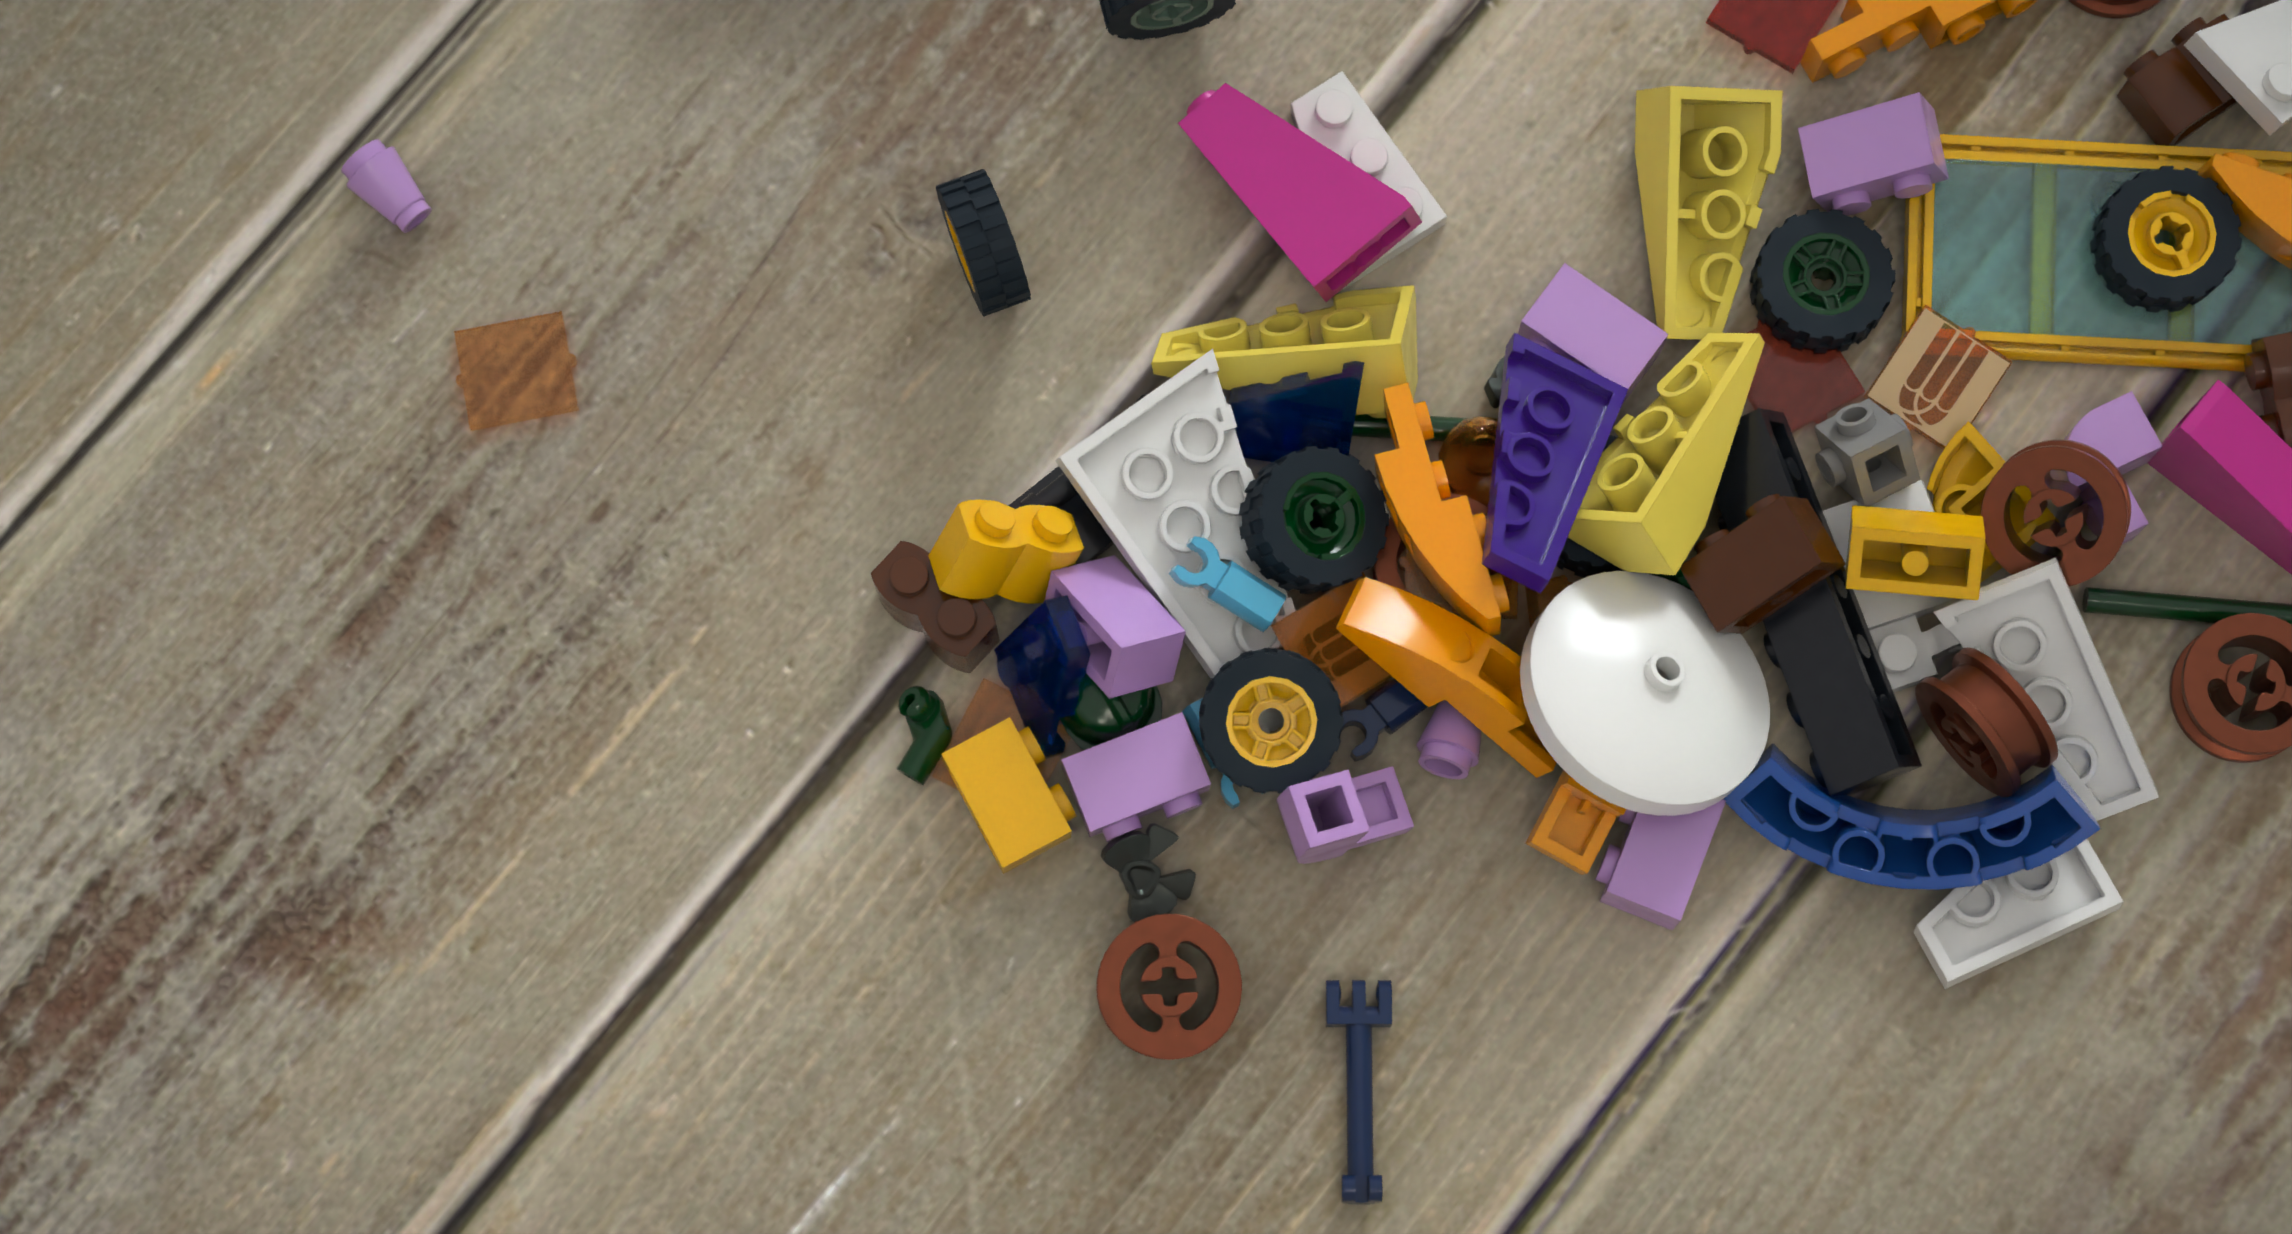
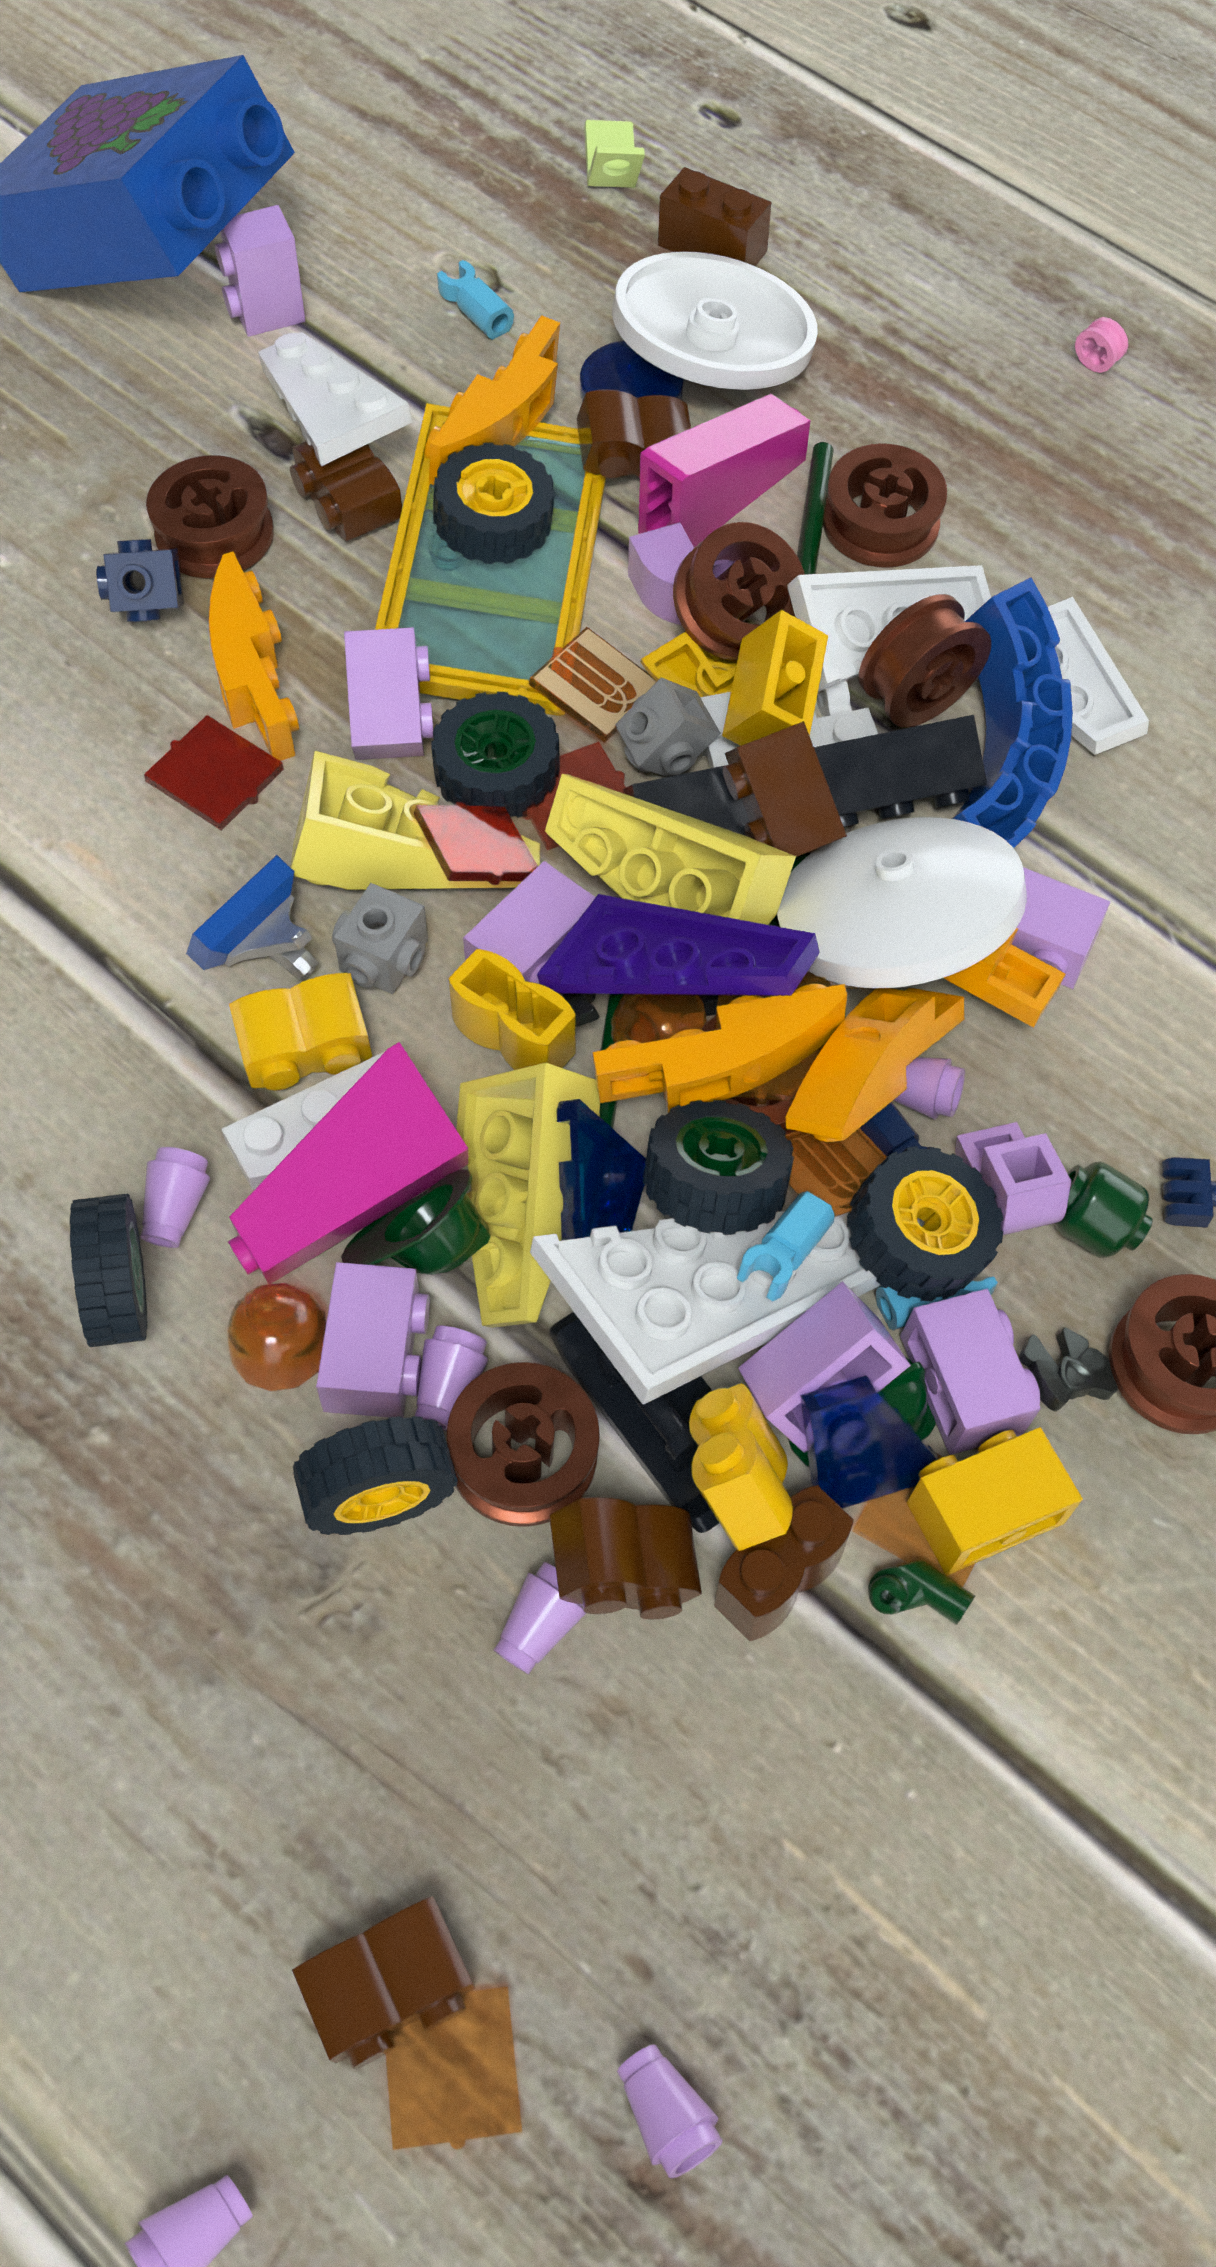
camera: 90 degrees left, 15 degrees down
(482, 535) = (668, 2112): none -> lavender cone
(572, 307) = (383, 1982): none -> reddish brown brick
(880, 405) = (537, 1620): none -> lavender cone
(925, 462) = (625, 1557): none -> reddish brown brick
(997, 349) = (535, 1406): none -> copper wheel
(1102, 304) = (447, 1367): none -> lavender cone
(1128, 232) = (371, 1340): none -> lavender brick
(1134, 152) = (276, 1336): none -> clear orange hair
(1242, 261) = (425, 1232): none -> dark green piece
(1266, 37) = (172, 1194): none -> lavender cone
(1320, 908) = (1105, 1210): none -> dark green head
(1454, 127) = (300, 1031): none -> yellow brick
(1474, 328) = (511, 1015): none -> yellow brick
(1562, 187) = (381, 939): none -> light grey brick
(1574, 70) = (256, 926): none -> piece
(1690, 267) = (475, 842): none -> clear red piece

